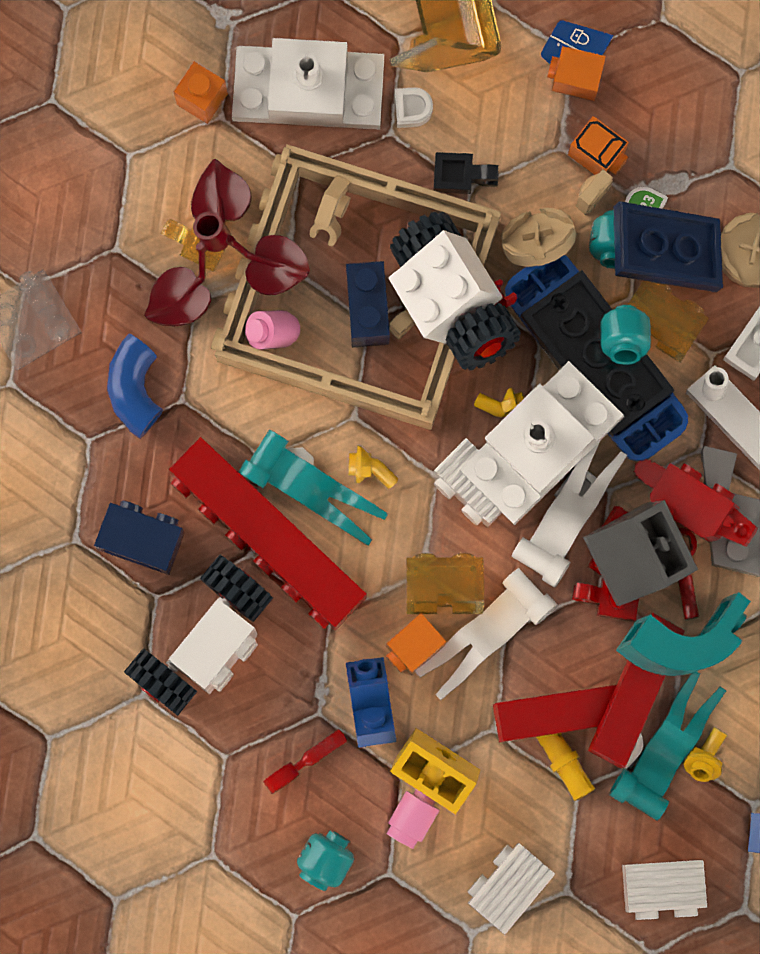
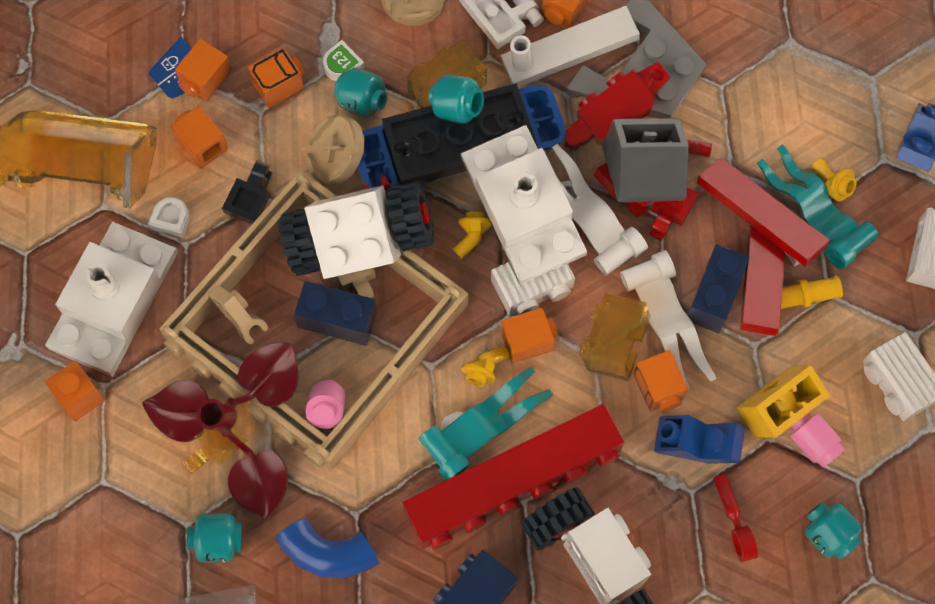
camera: 70 degrees left, 10 degrees down
(110, 278) = (215, 537): none -> teal head
(416, 499) = (528, 335): none -> orange brick
(504, 98) = (199, 136): none -> orange brick
(534, 670) = (718, 288): none -> dark blue piece
(593, 191) = (312, 94): tan tile -> none
(667, 247) = (386, 51): dark blue tile -> none
(667, 653) = (735, 176): teal arch -> none

